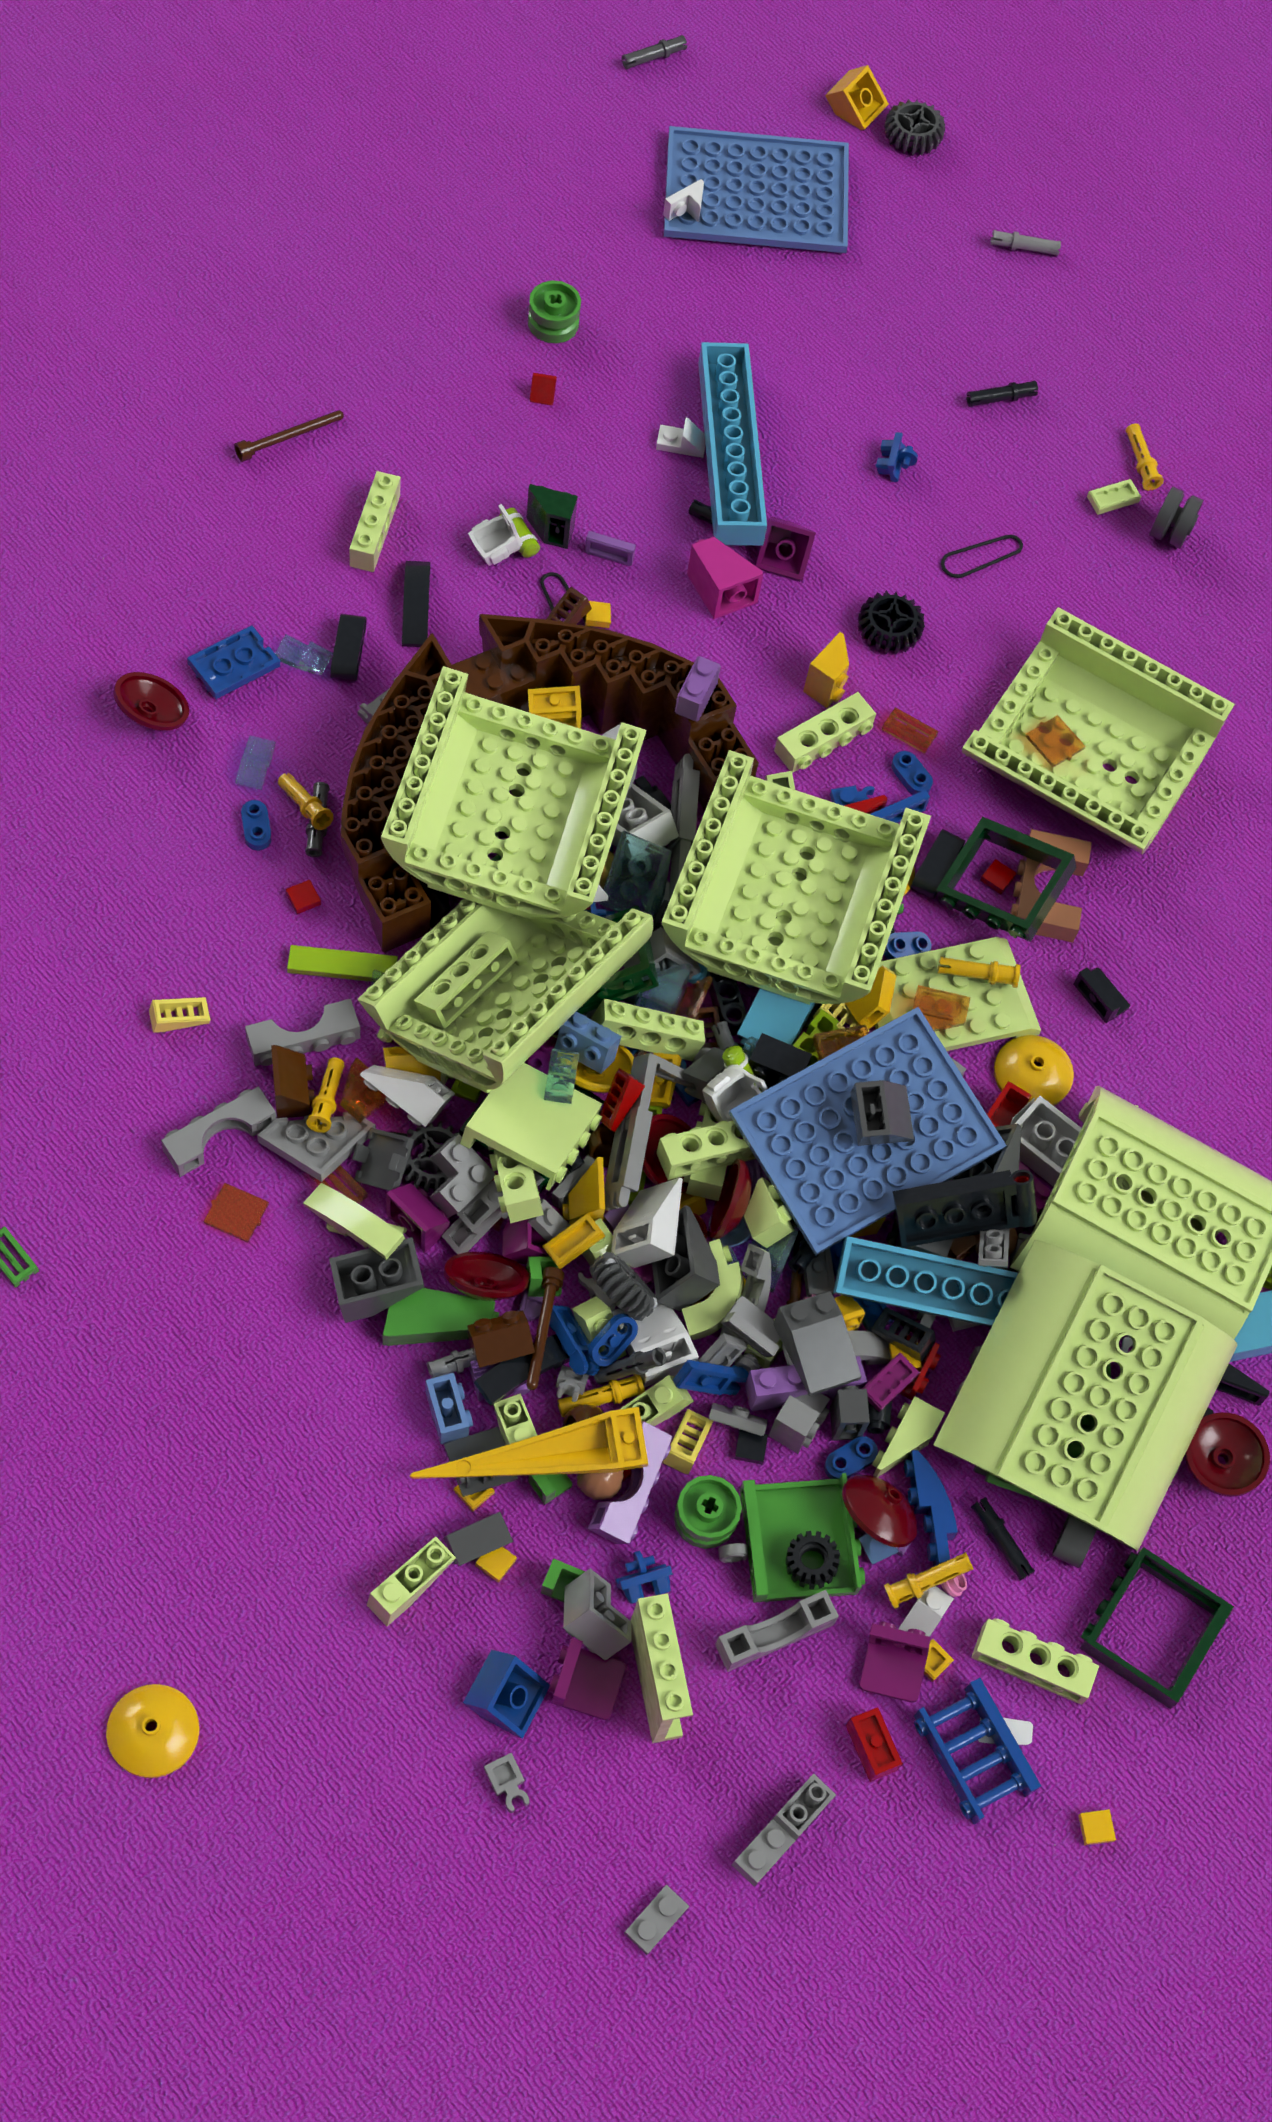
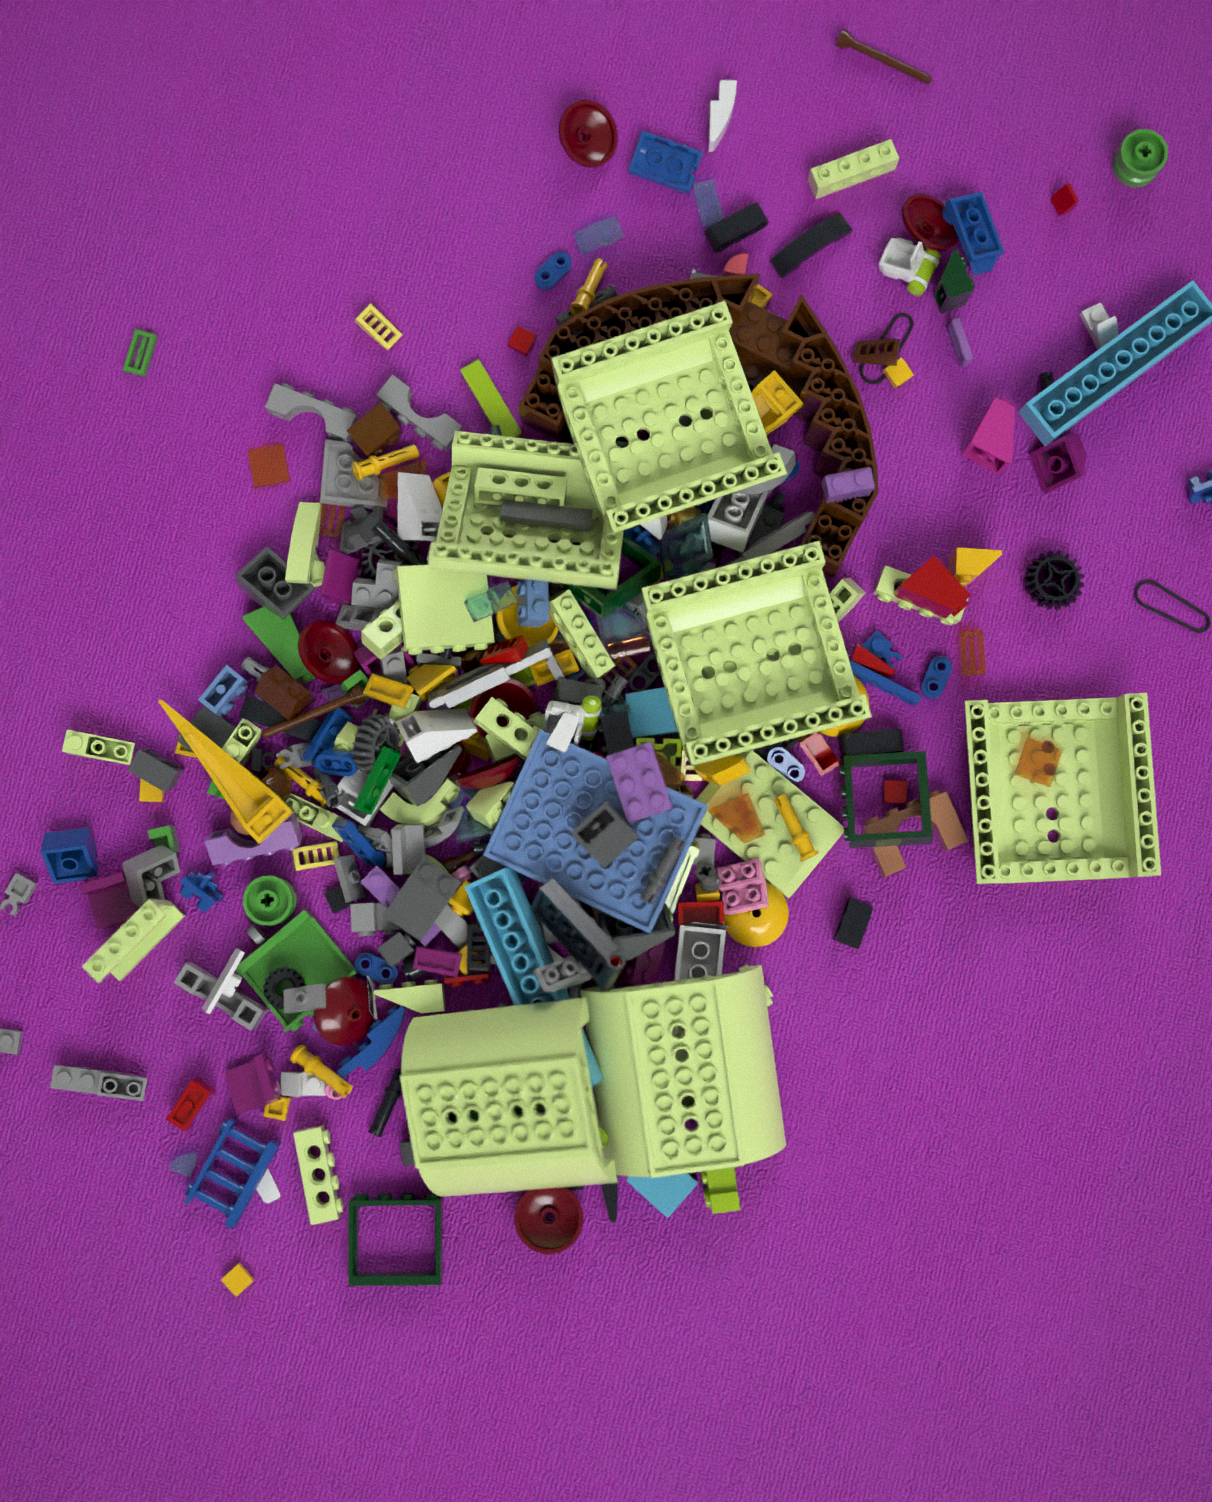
camera: 65 degrees right, 20 degrees up
(226, 586) = (721, 112): none -> white slope
(385, 672) = (736, 265): none -> coral tile
(445, 1127) = (397, 544): none -> black pin
(479, 496) = (926, 224): none -> dark red dish
(512, 971) = (546, 515): none -> dark grey tile
(513, 467) = (975, 230): none -> blue slope
(544, 1423) = (258, 760): none -> black tile
(664, 1306) = (377, 780): none -> green tile
(748, 1090) = (563, 732): none -> white sticker
(766, 1610) = (226, 982): none -> white piece
(836, 706) = (934, 590): none -> red slope
(844, 1532) = (304, 998): none -> light grey plate
(851, 1049) = (639, 782): none -> medium lavender plate
(882, 1476) = (372, 1000): none -> sticker
(920, 911) = (818, 752): none -> panel
(933, 1800) = (184, 1164): none -> clear light blue tile
(959, 1096) = (662, 870): none -> dark grey pin
(977, 1081) = (706, 874): none -> dark grey bush
(988, 1093) = (703, 896): none -> yellow tile
(1004, 1056) = (743, 887): none -> bright pink slope

